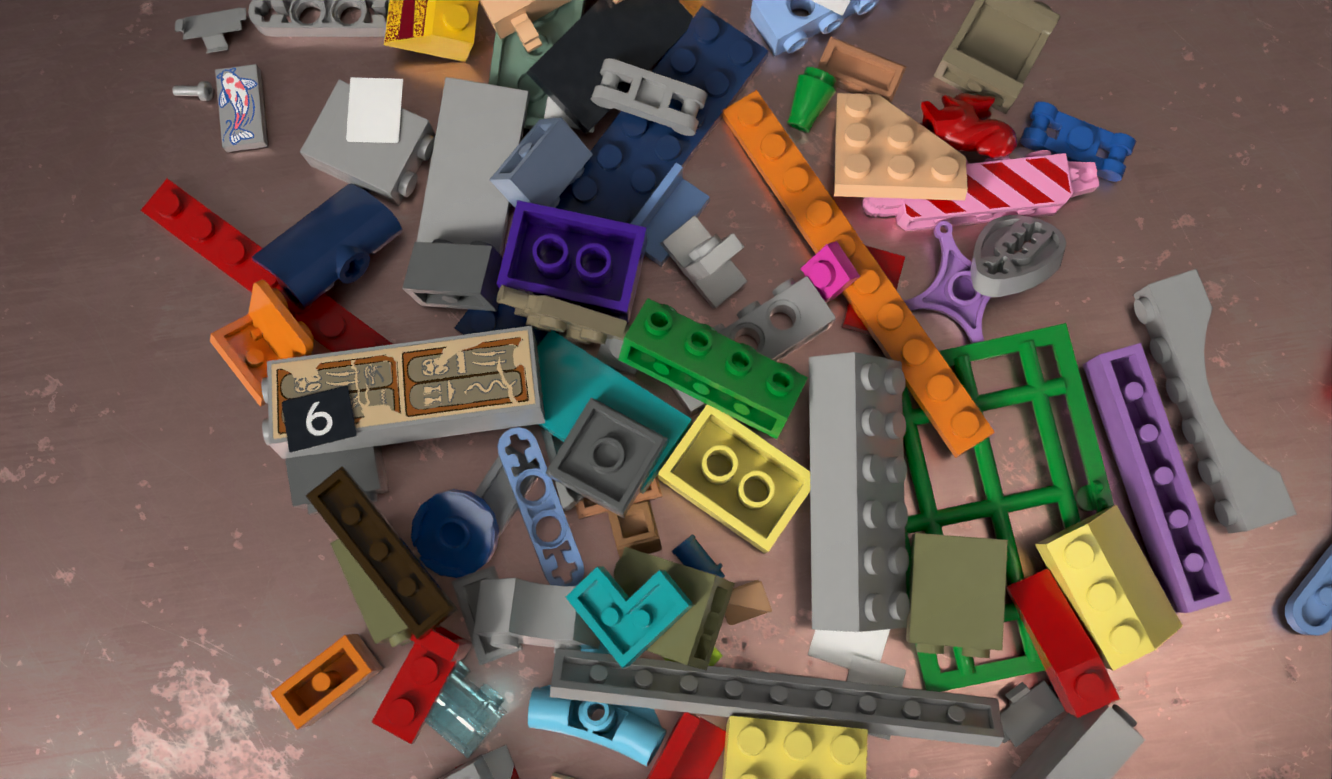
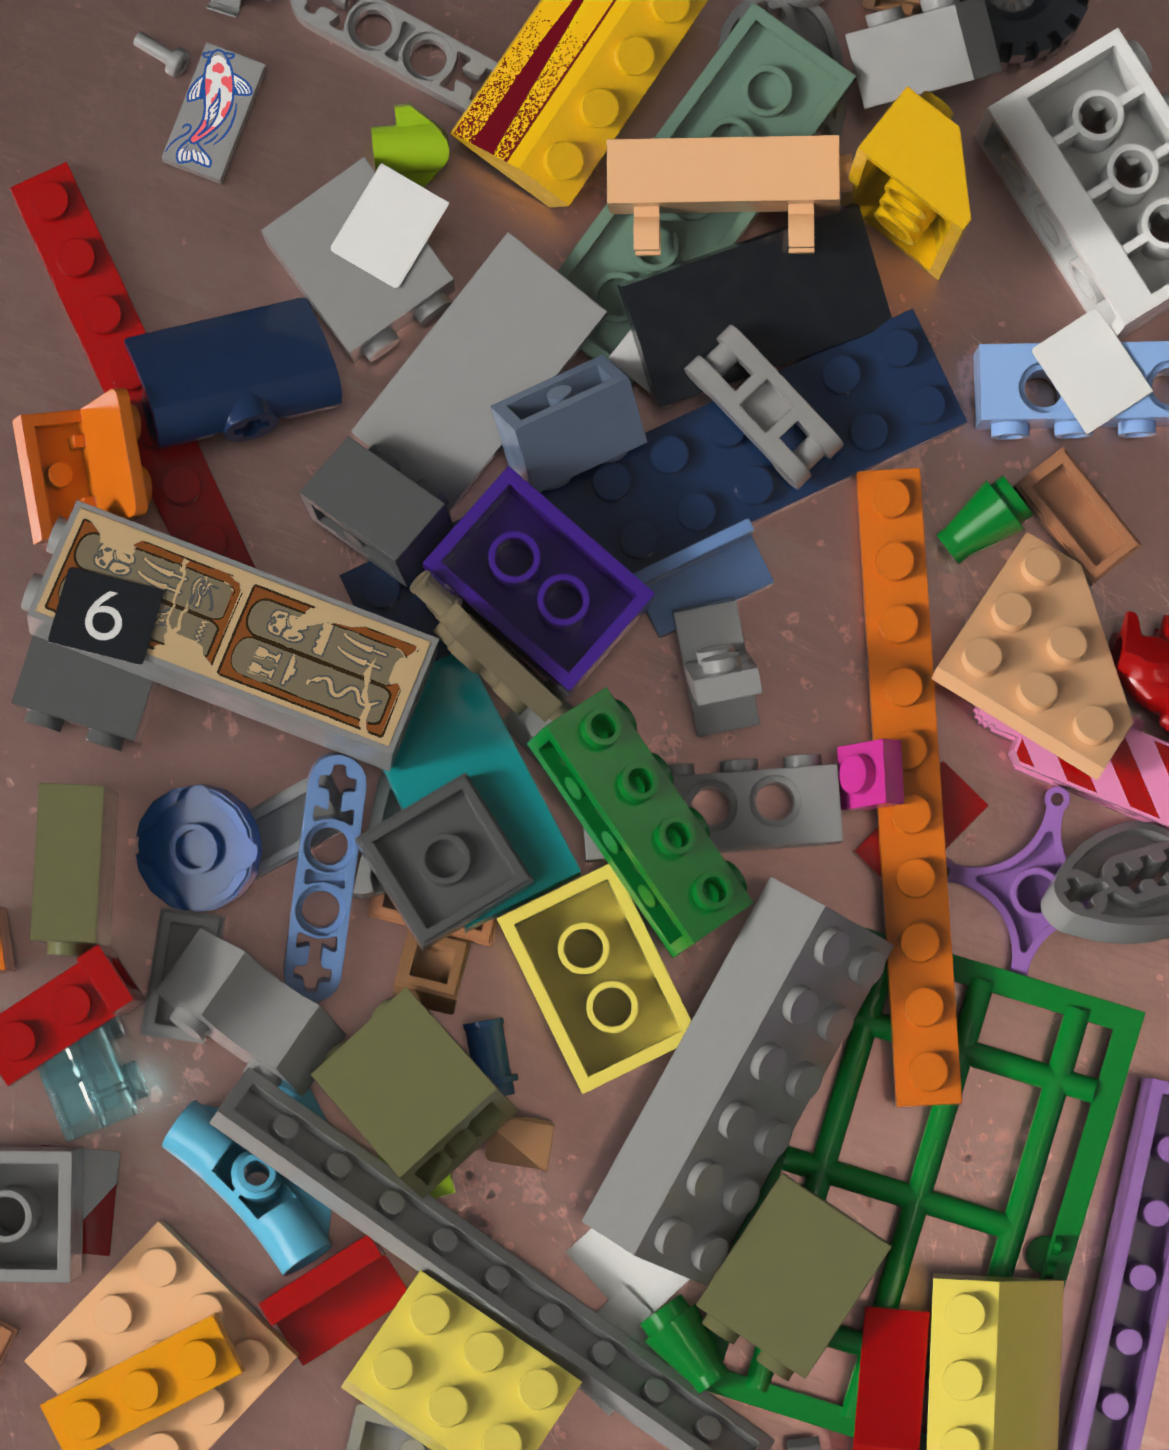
camera: 25 degrees right, 5 degrees up
(364, 61) = (413, 146): none -> lime piece
(381, 553) = (97, 831): dark brown tile -> none
(626, 623) = (353, 1086): teal plate -> none
(912, 670) = (685, 1343): none -> green cone

